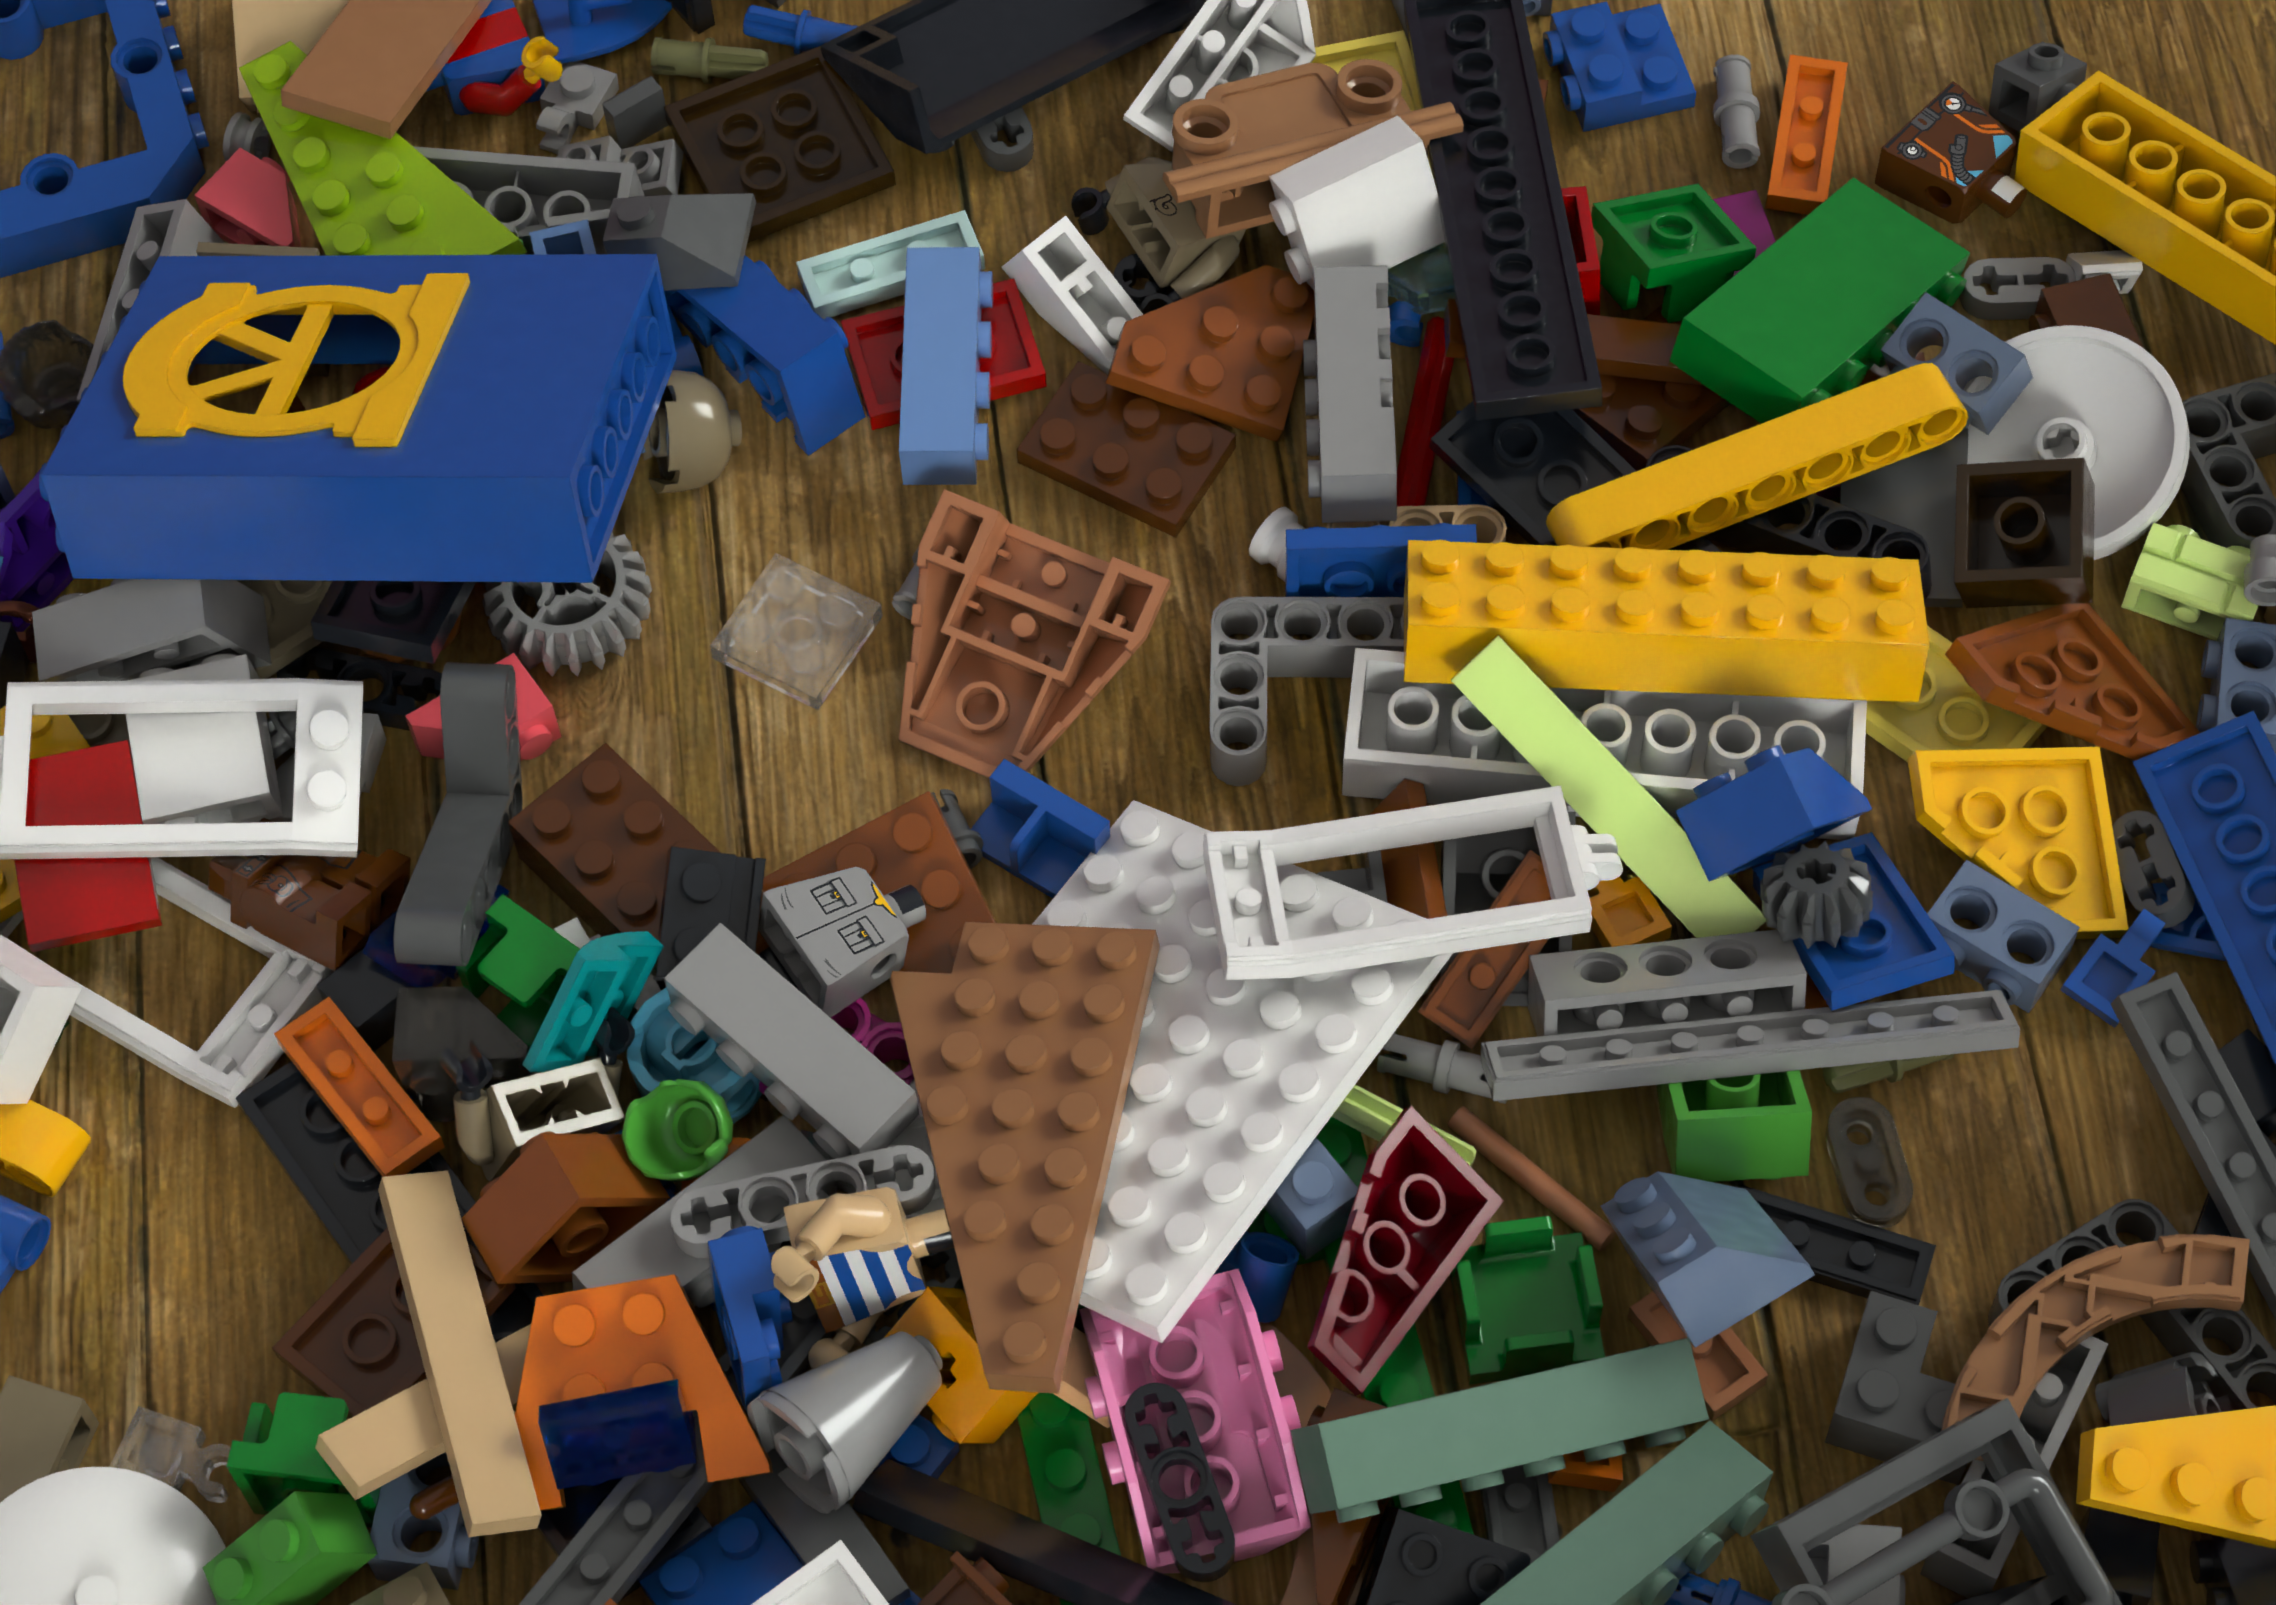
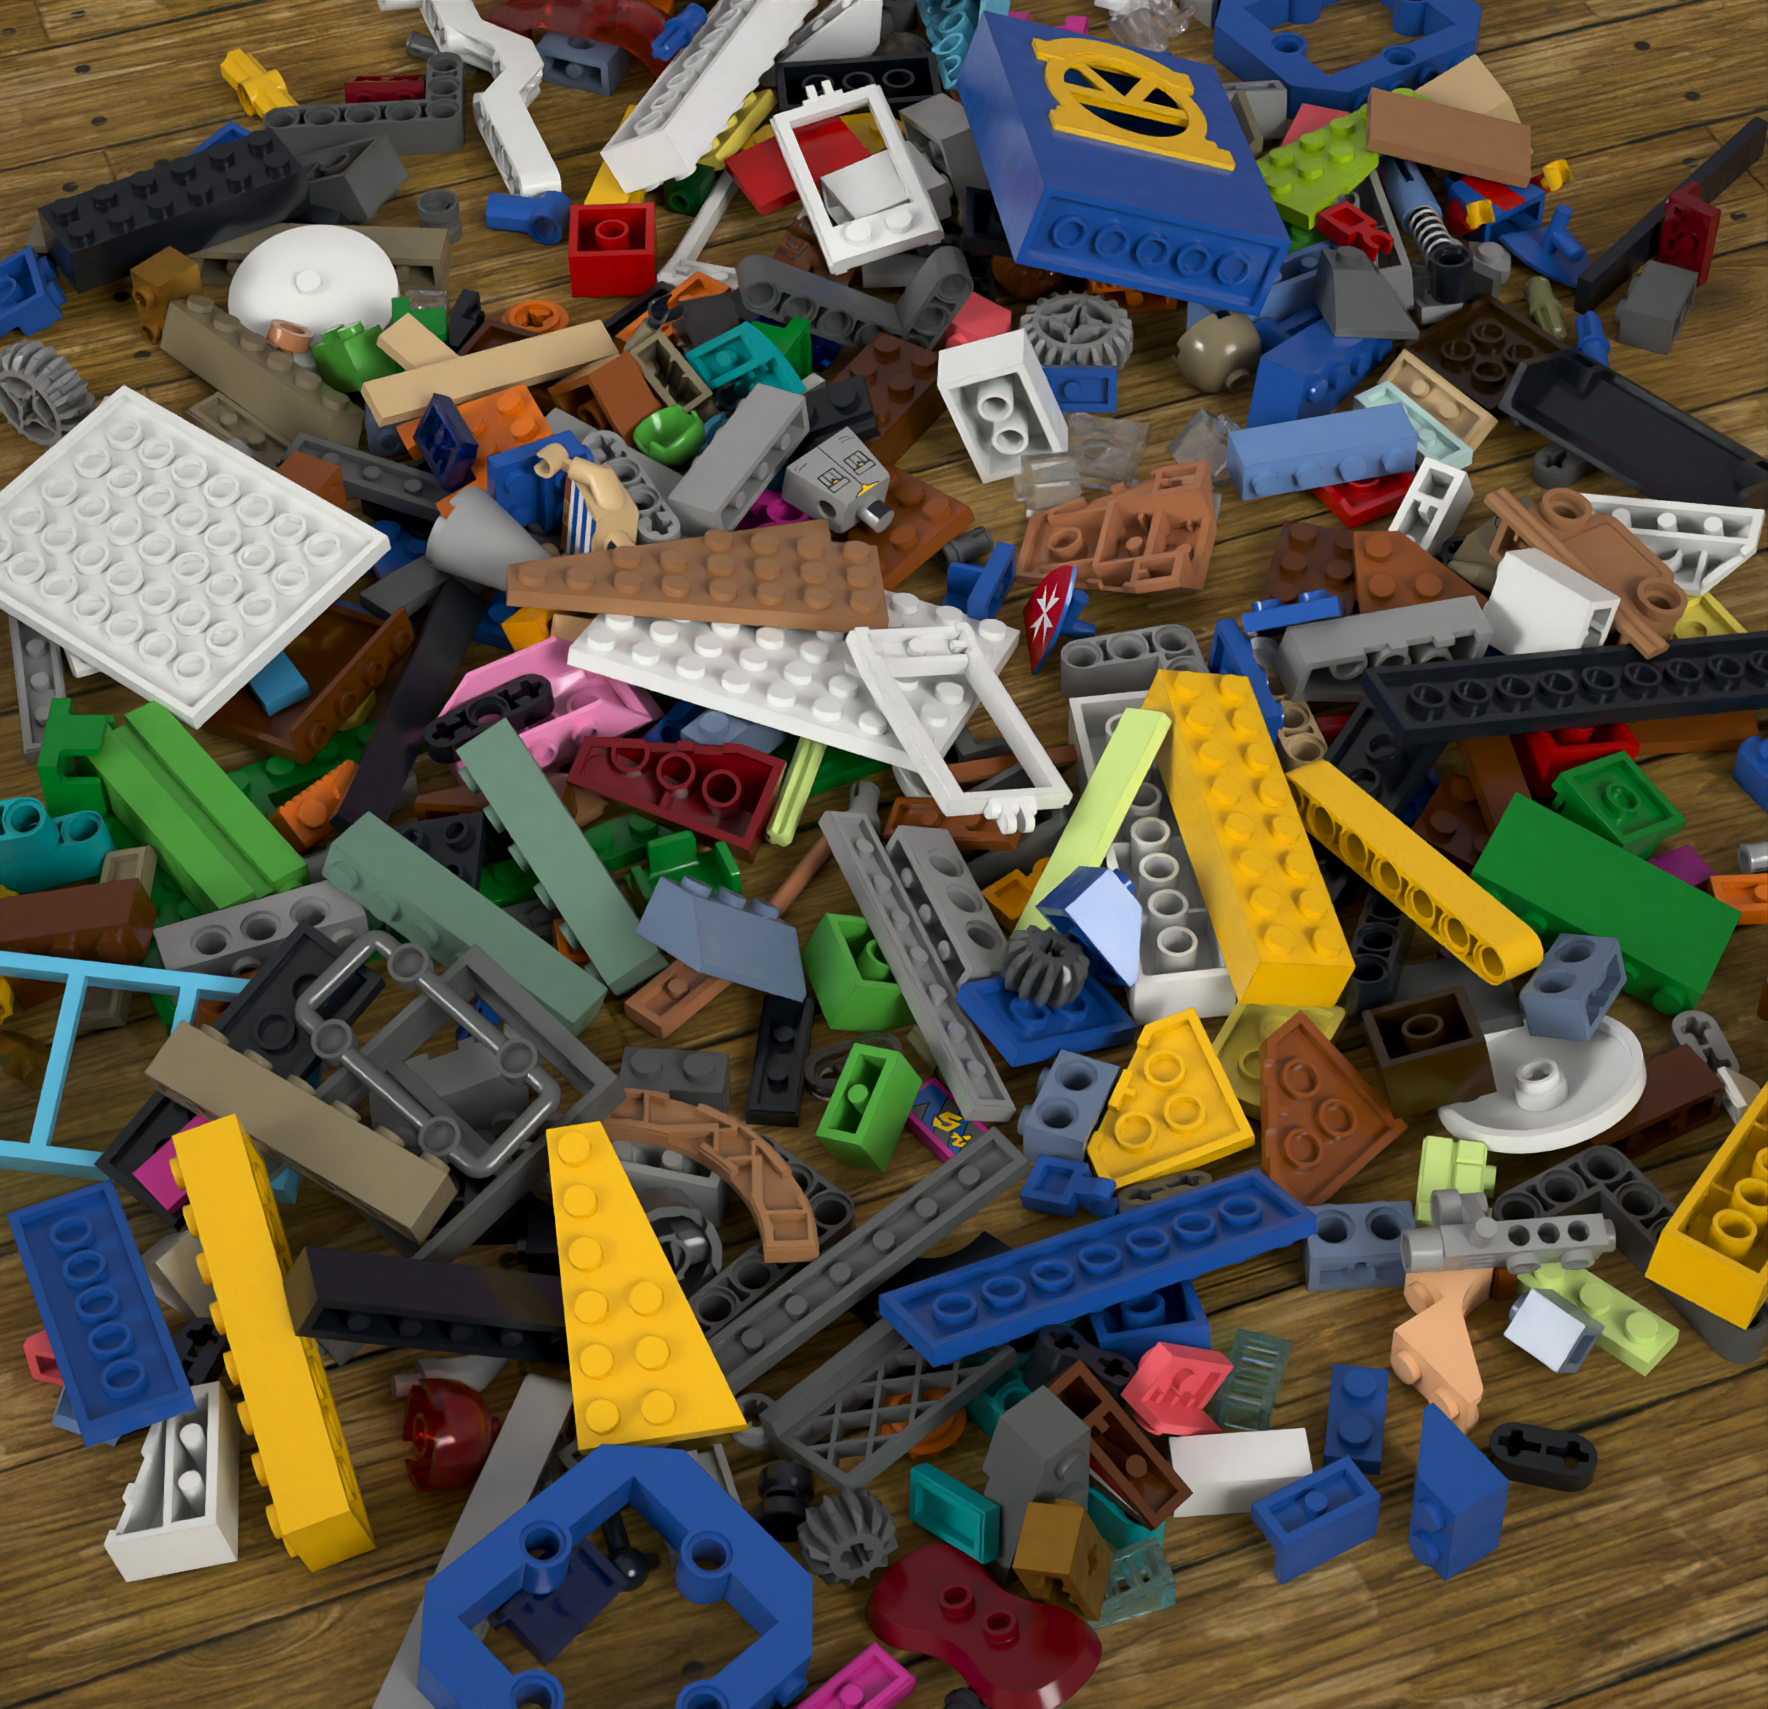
camera: 75 degrees right, 15 degrees down
(147, 1147) = (612, 249): none -> red brick
(222, 1285) = (542, 313): none -> orange gear
(225, 1394) = (465, 319): none -> black slope
(497, 129) = (1422, 219): none -> piece
(545, 205) = (1350, 226): none -> red plate
(693, 623) = (1083, 387): none -> blue panel
(761, 694) = (1001, 403): none -> white brick
(846, 220) = (1440, 399): none -> tan tile
(863, 697) = (1047, 481): none -> clear brick
(870, 485) = (1206, 439): none -> clear slope
(1139, 752) = (1052, 612): none -> shield
(1270, 472) = (1272, 617): none -> blue plate
(1975, 1086) = (939, 1121): none -> tile
(1980, 1149) = (869, 1108): none -> bright green brick

